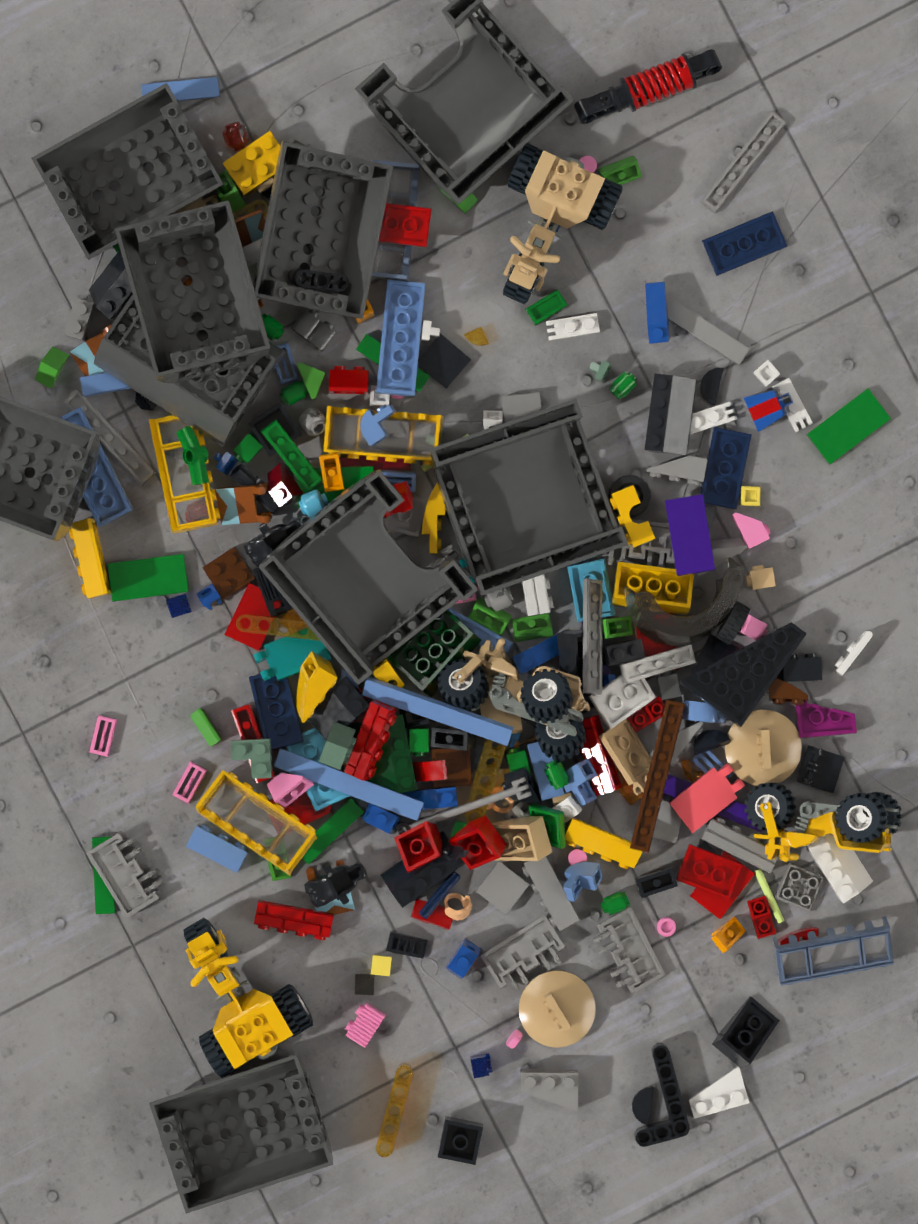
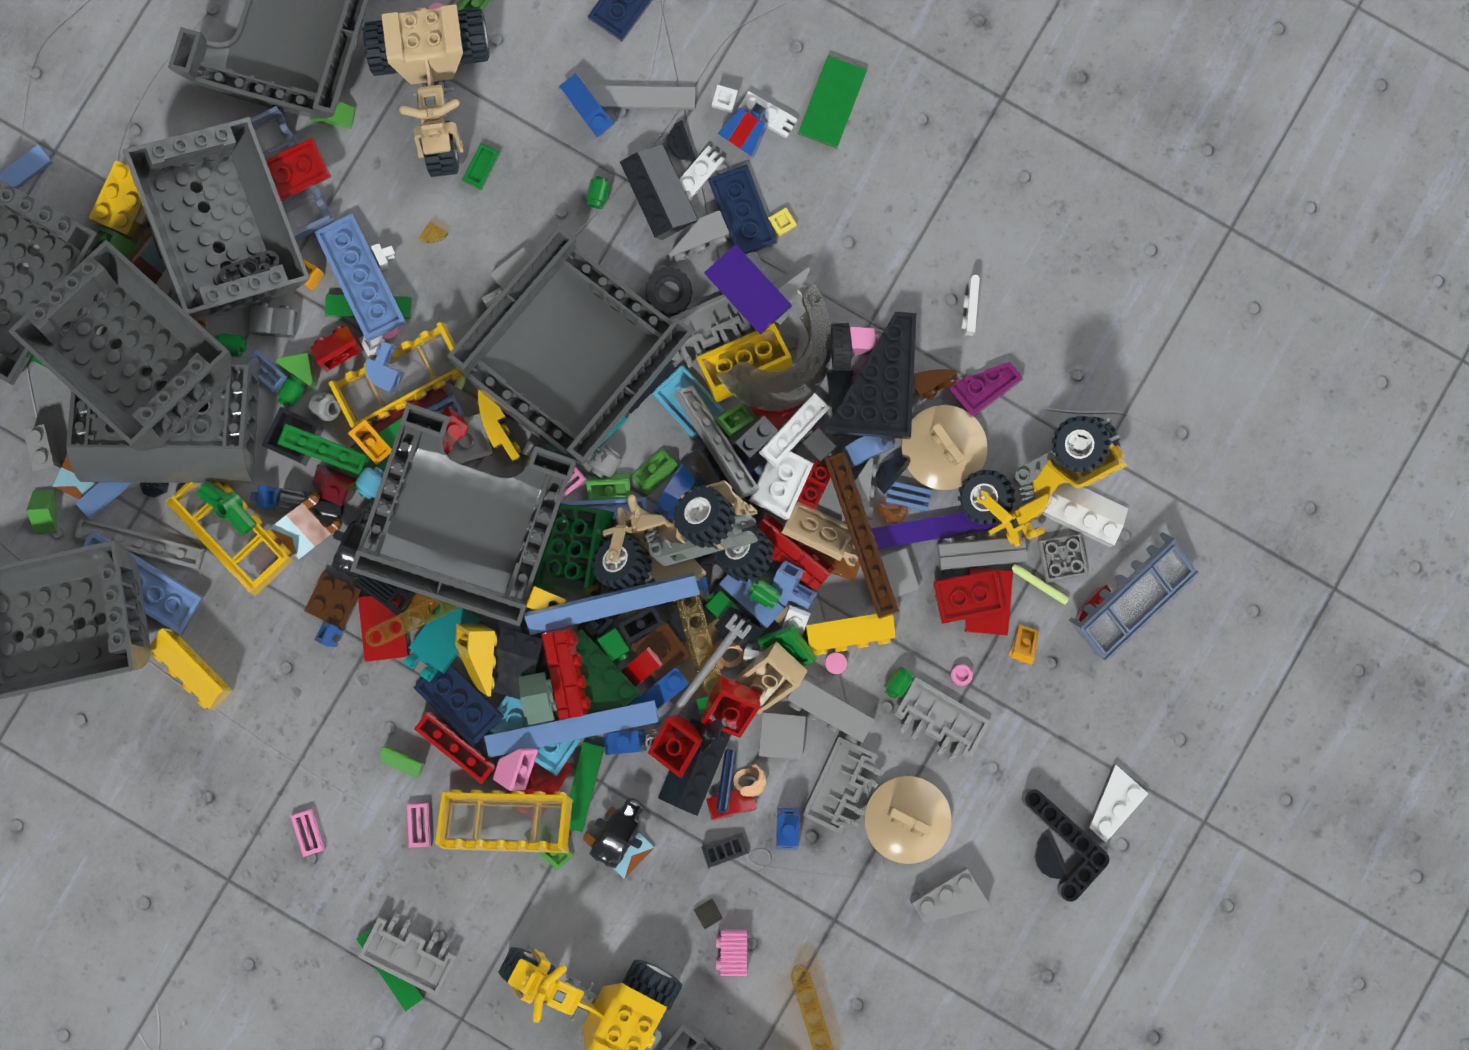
camera: 30 degrees left, 5 degrees down
(112, 288) = (52, 399): black slope -> none
(148, 577) = (258, 653): green tile -> none
(178, 606) = (303, 661): clear blue brick -> none
(217, 847) = (484, 871): medium blue brick -> none
(235, 136) = (87, 187): clear red head -> none
(247, 449) = (279, 471): green brick -> none
(258, 751) = (461, 752): sand green brick -> none
(293, 918) = (600, 893): red brick -> none
(381, 965) = (713, 885): light yellow tile -> none
(443, 361) = (415, 275): black piece -> none
(460, 1140) = (895, 1007): black brick -> none
(481, 1065) = (869, 921): clear blue brick -> none
(514, 1039) = (885, 875): bright pink tile -> none
(536, 595) = (639, 437): white brick -> none
(573, 326) = (517, 168): white hinge -> none
(581, 875) = (851, 676): medium blue brick -> none
(601, 370) = (568, 192): sand green tile -> none
(623, 502) = (665, 297): yellow arch -> none
(656, 882) = (924, 637): black brick -> none
(706, 797) = (920, 527): coral tile -> none
(746, 1033) = (1102, 728): black slope -> none
(751, 530) = (802, 251): bright pink slope -> none
(760, 577) = (840, 290): tan brick -> none
(761, 917) = (1045, 609): red slope -> none
(802, 669) = (934, 349): black brick -> none
(820, 769) = (1011, 434): black hinge -> none

